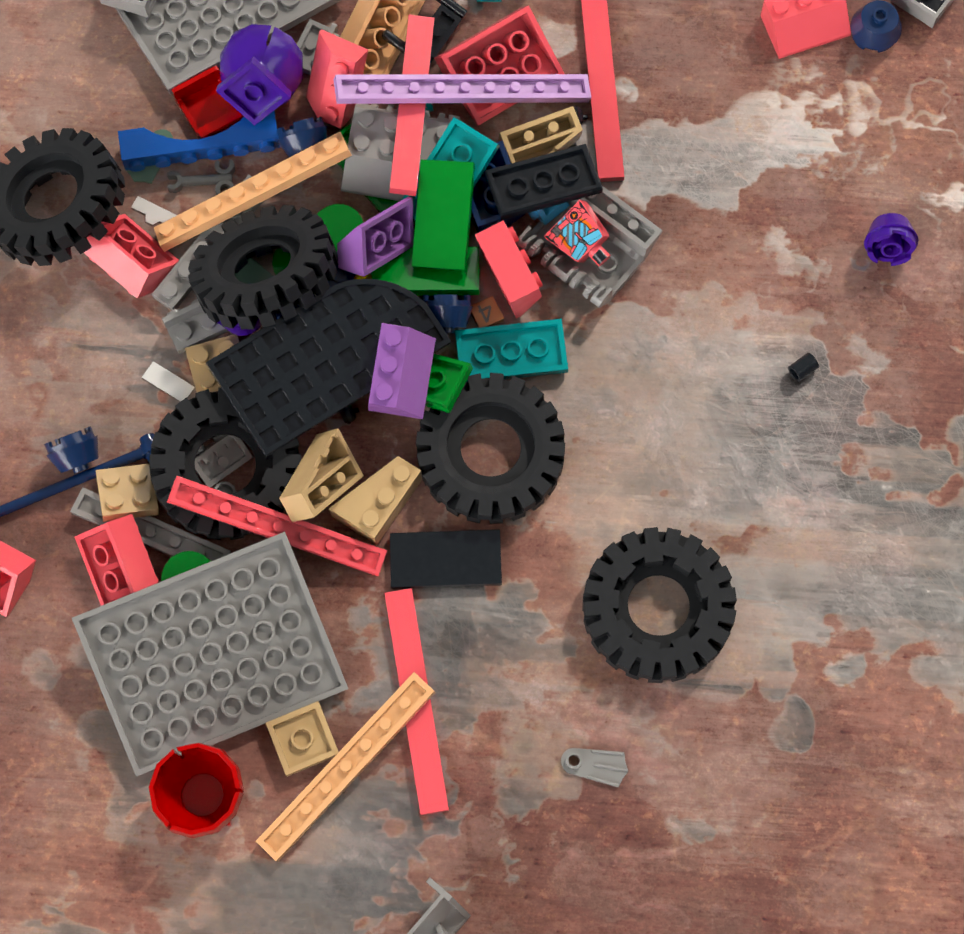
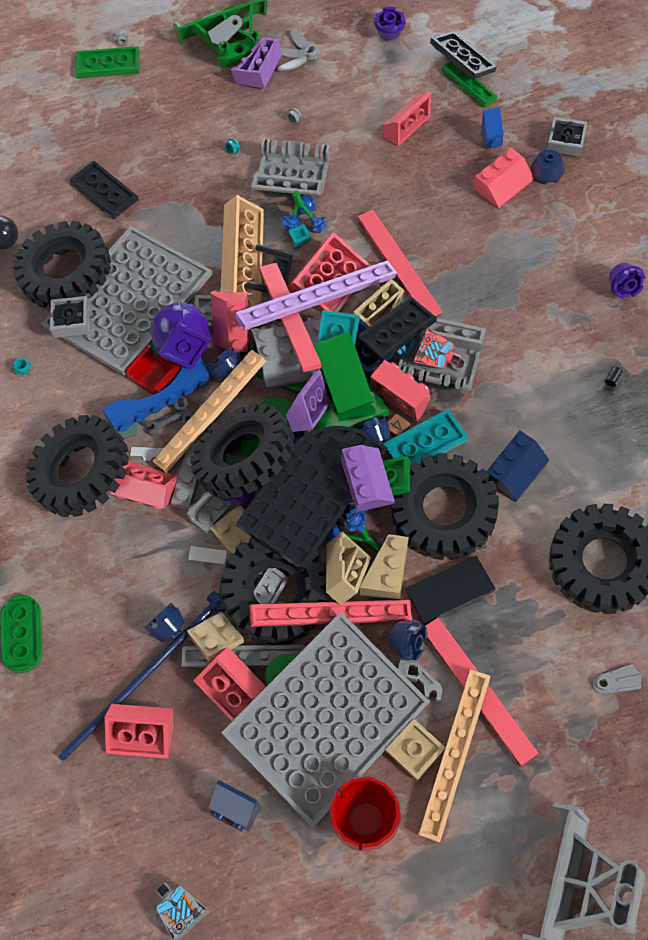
camera: 20 degrees left, 10 degrees down
(46, 20) = (19, 363): none -> teal plate
(54, 711) = (233, 806): none -> slope
(358, 600) = (407, 639): none -> dark blue cone
(359, 666) = (429, 683): none -> light grey piece
(363, 423) = (355, 521): none -> blue plant
(611, 435) = (517, 466): none -> dark blue slope

